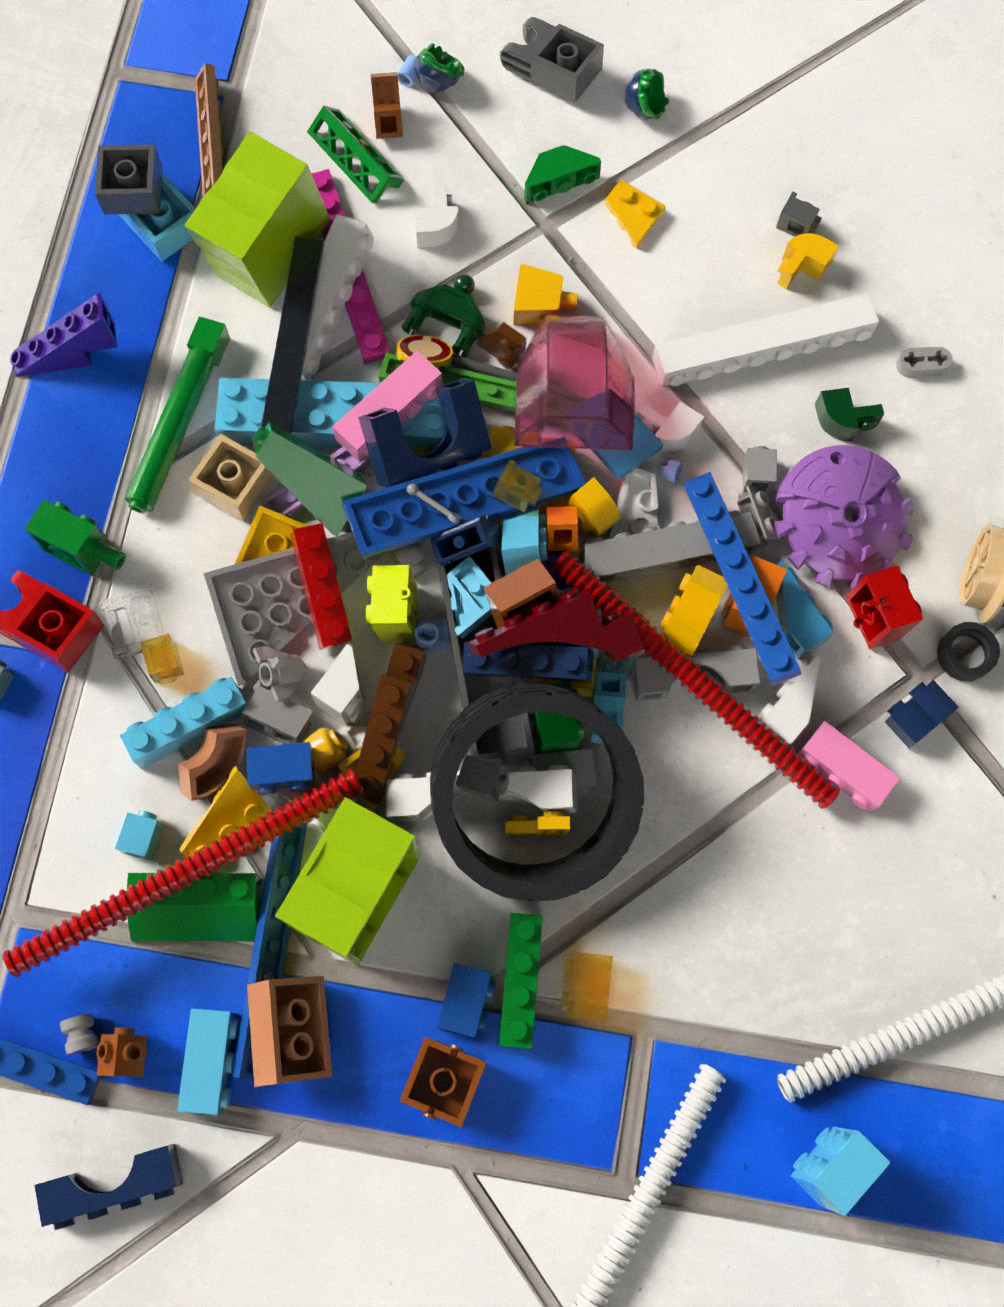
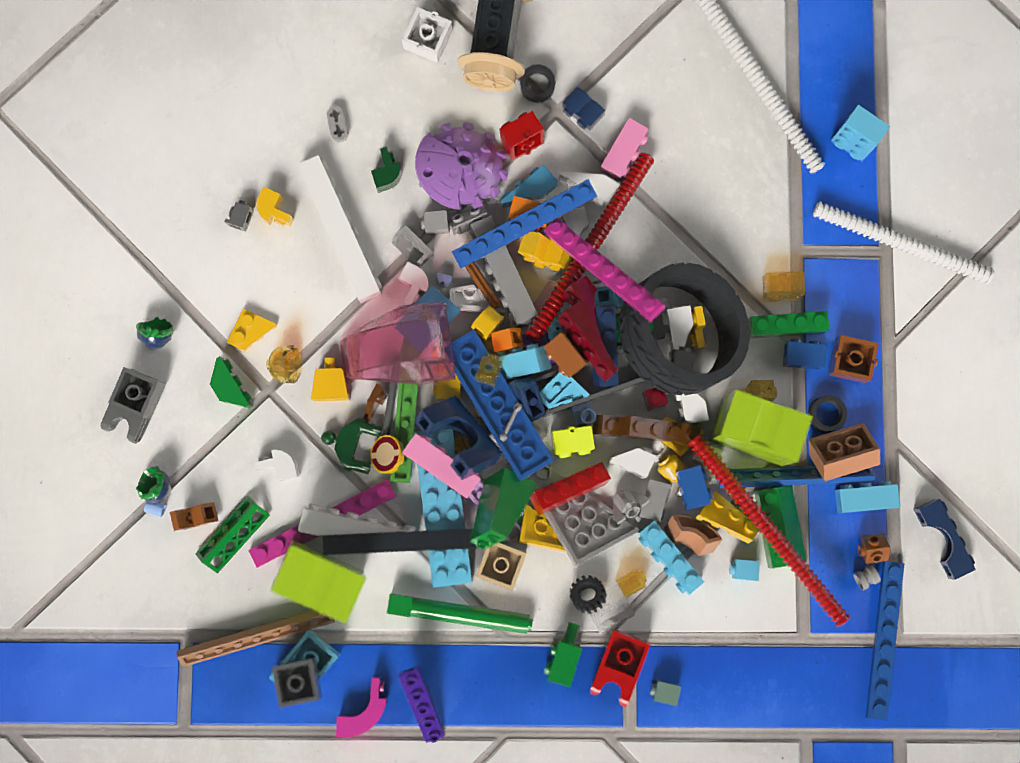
camera: 100 degrees left, 10 degrees up
(62, 261) = (360, 723): none -> dark pink arch
(166, 578) = (580, 586): none -> black tyre
(337, 1016) = (842, 413): none -> black tyre
(425, 907) = (762, 389): none -> clear yellow brick
(430, 739) = (654, 399): none -> dark red brick
(576, 242) = (284, 364): none -> clear yellow cylinder
(644, 670) = (604, 269): none -> dark pink plate
(655, 517) = (483, 285): none -> dark orange axle
(727, 434) = (412, 247): none -> light grey hinge

